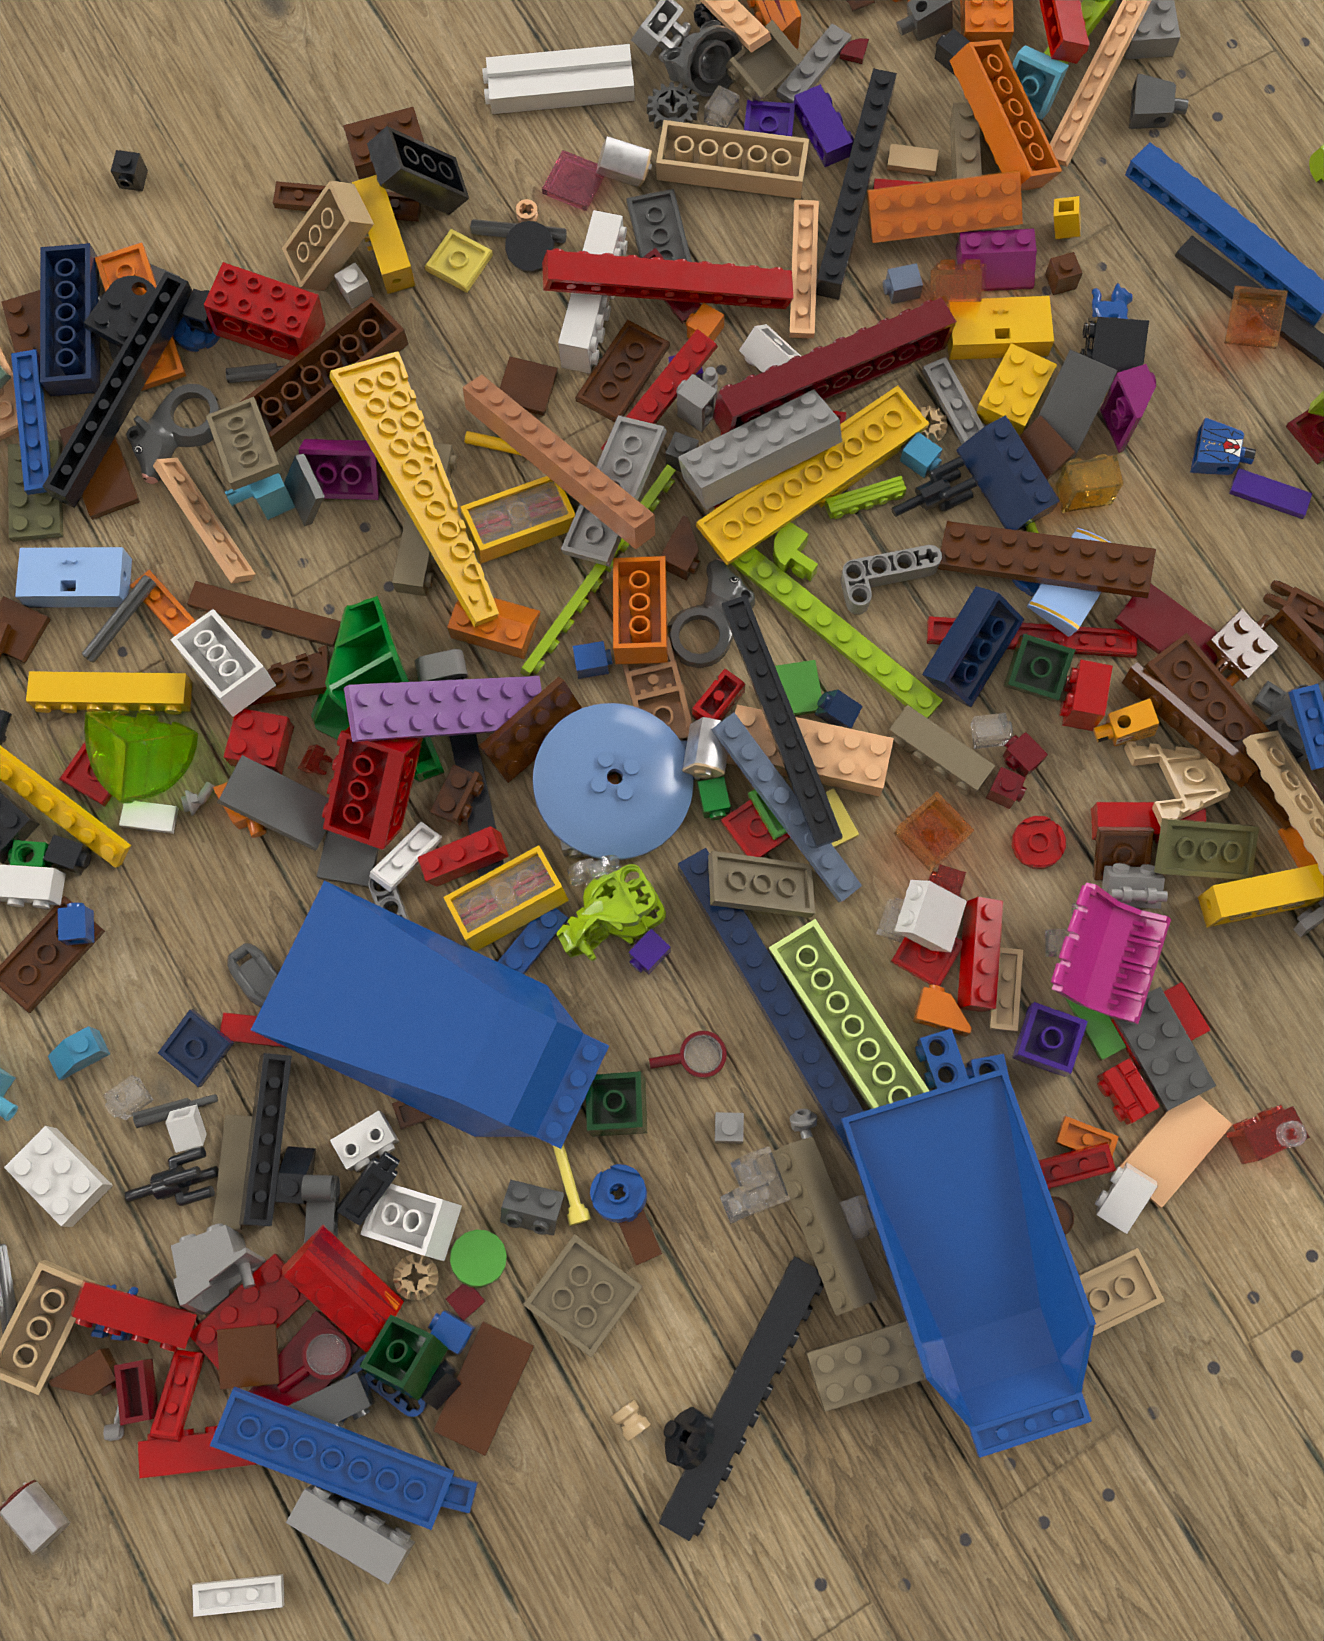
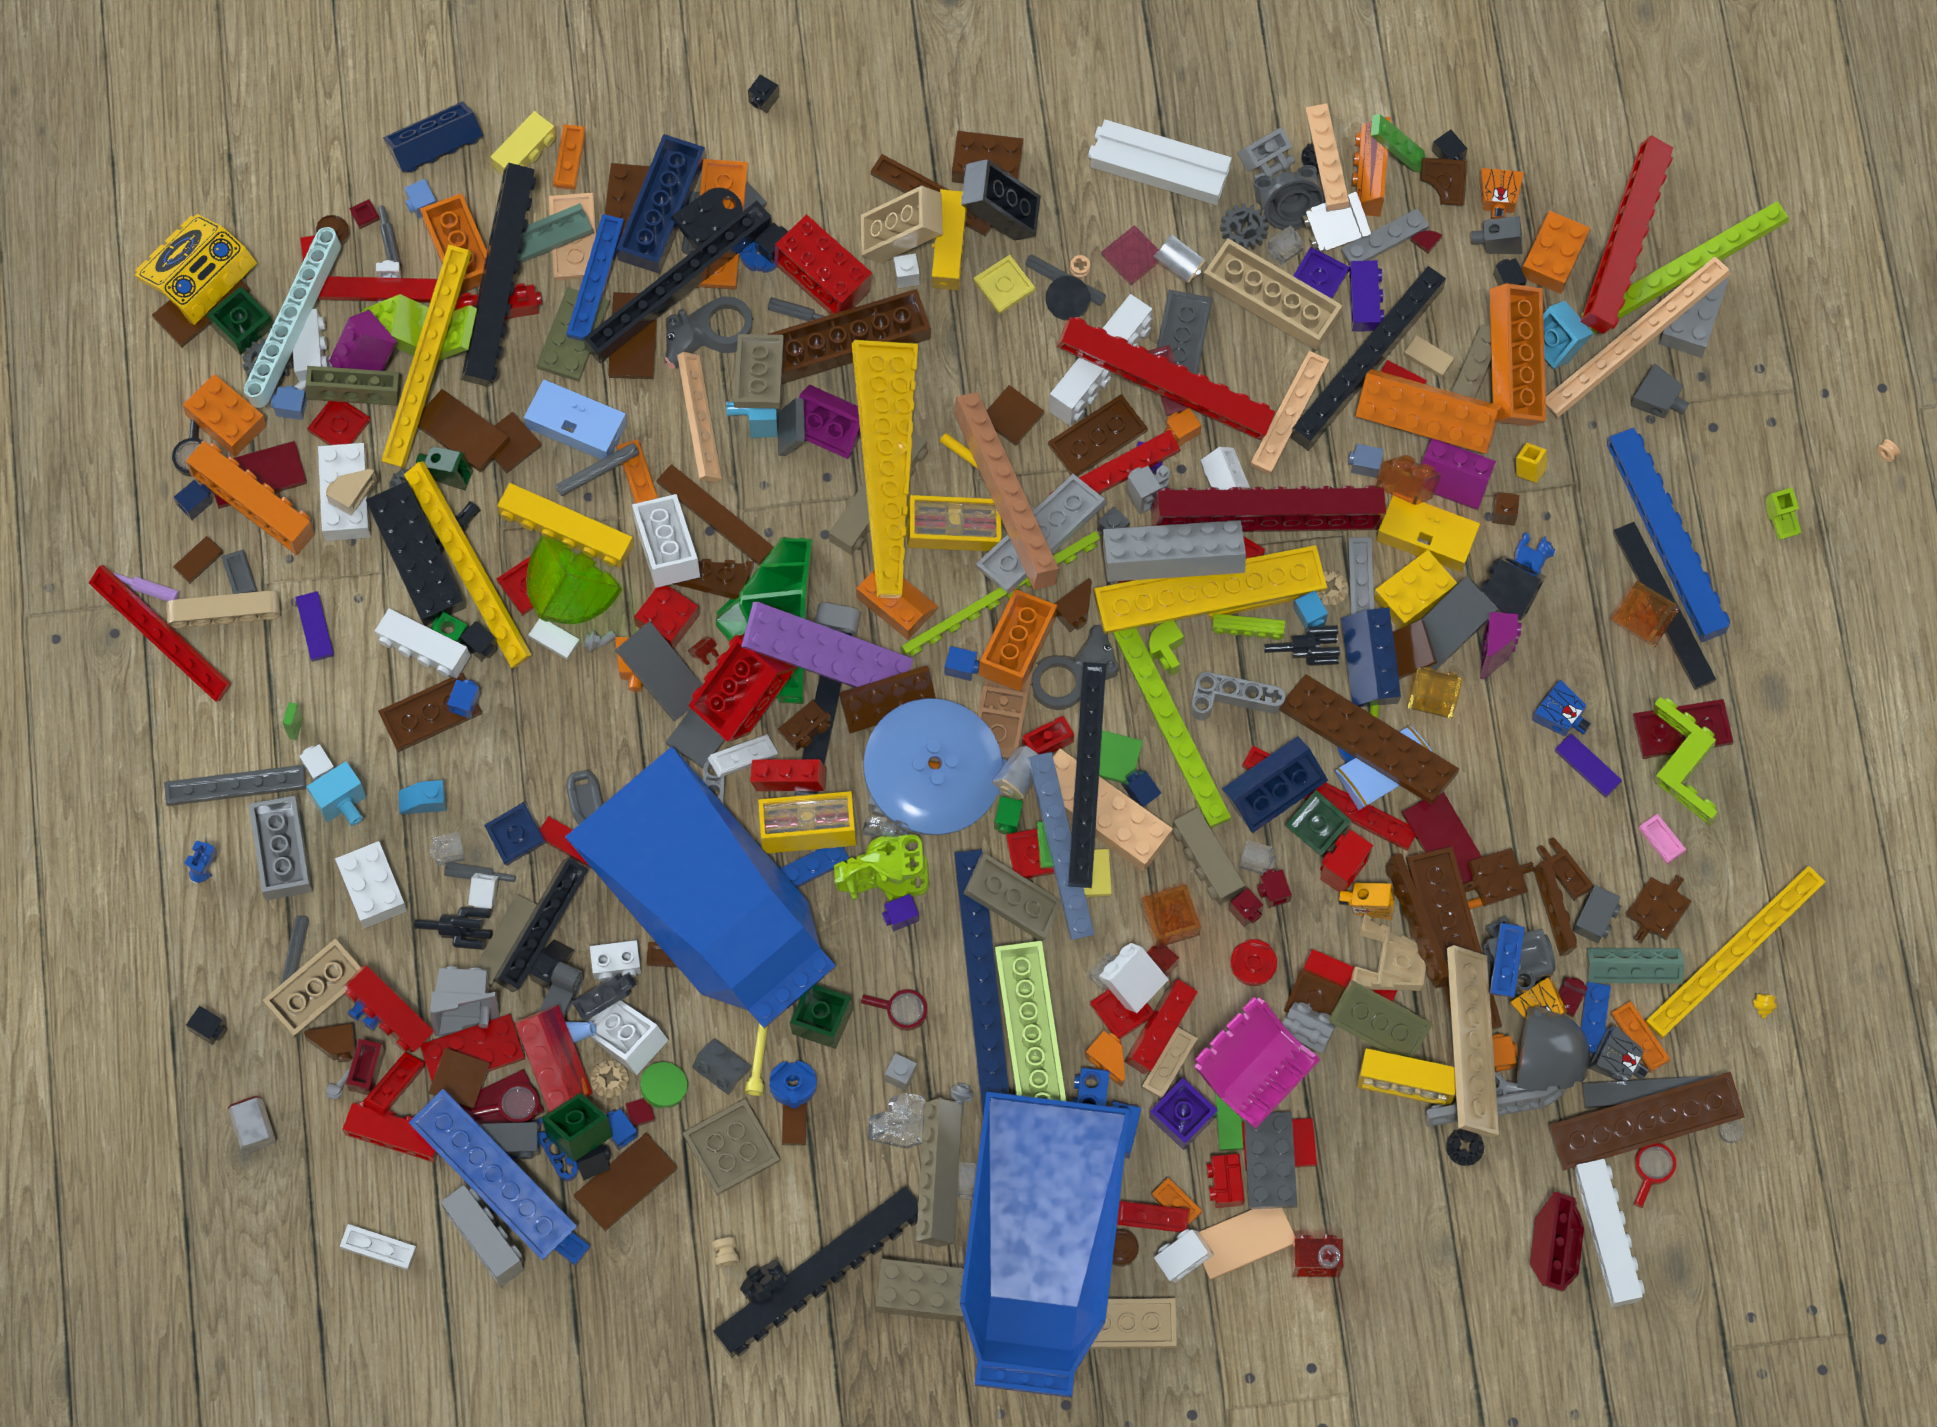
camera: 20 degrees right, 5 degrees down
(359, 1239) = (580, 1030): none -> light blue cone

